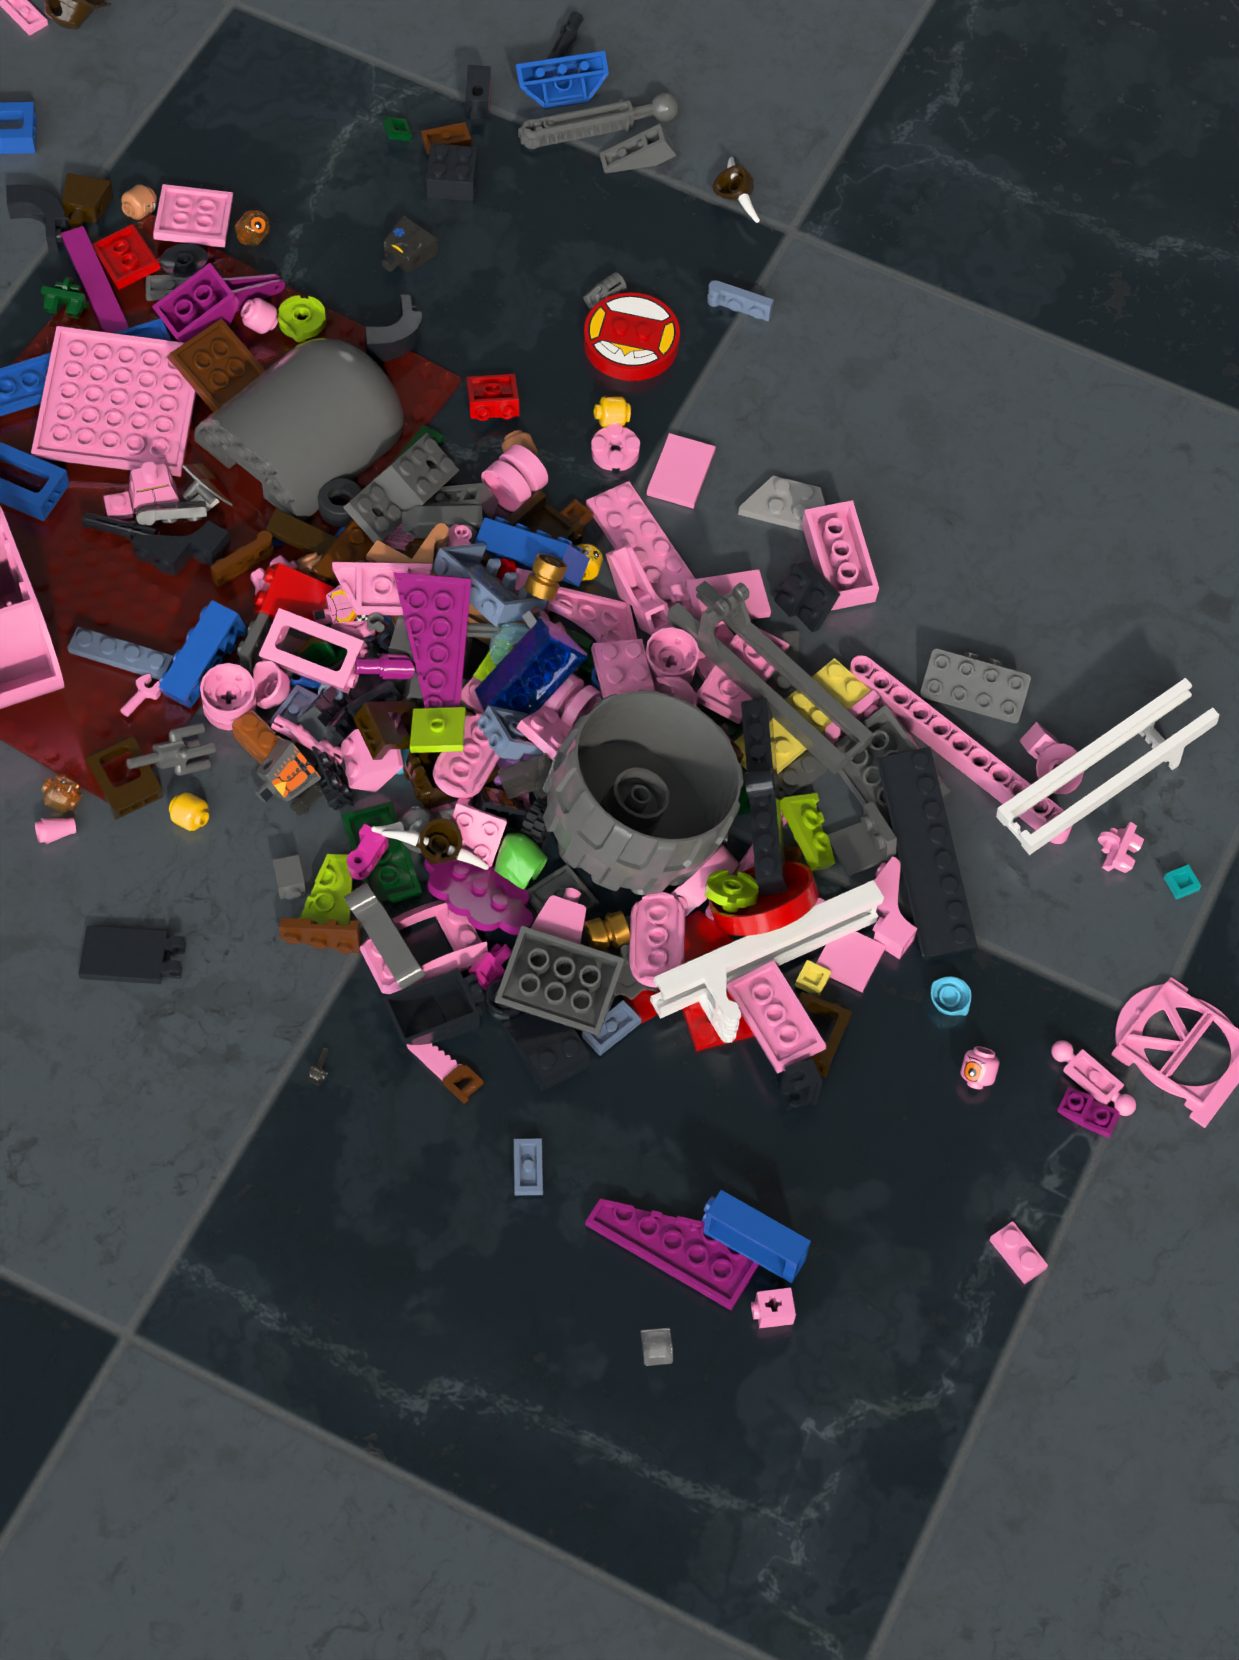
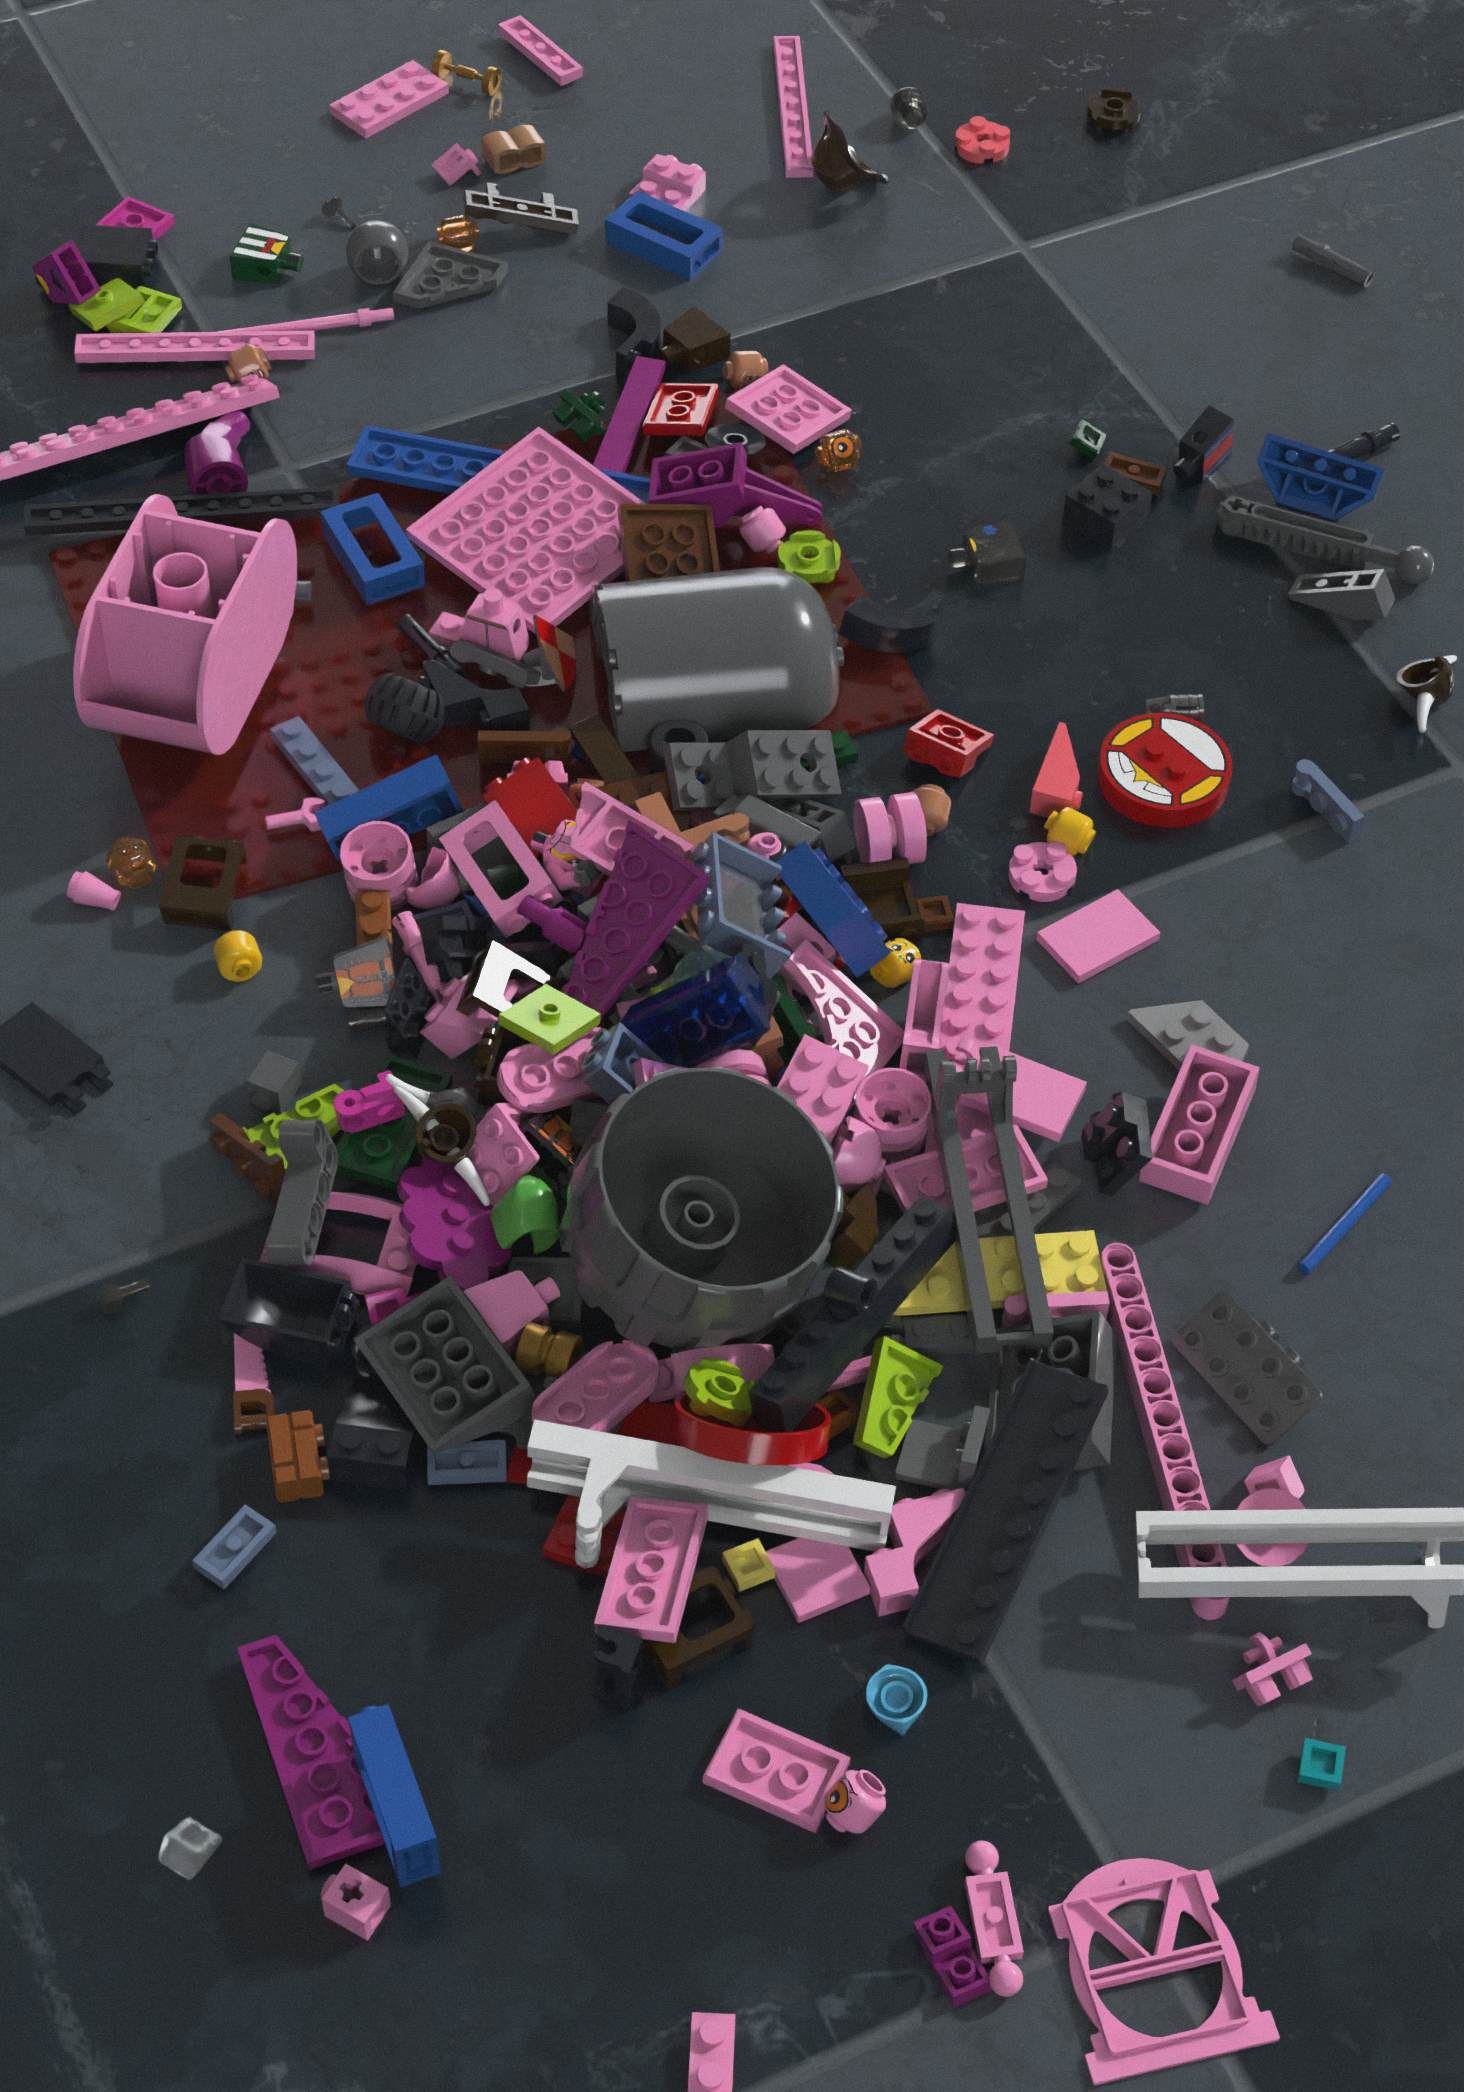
camera: 40 degrees right, 10 degrees down
(146, 579) = (405, 708): none -> black wheel
(176, 752) = (271, 886): dark grey plant -> none
(515, 1091) = (295, 1456): none -> dark orange brick
(544, 582) = (799, 932): pearl gold wheel -> none
(577, 380) = (1058, 778): none -> coral slope
(921, 1080) = (775, 1770): none -> bright pink tile
(954, 565) = (1344, 1224): none -> blue bar

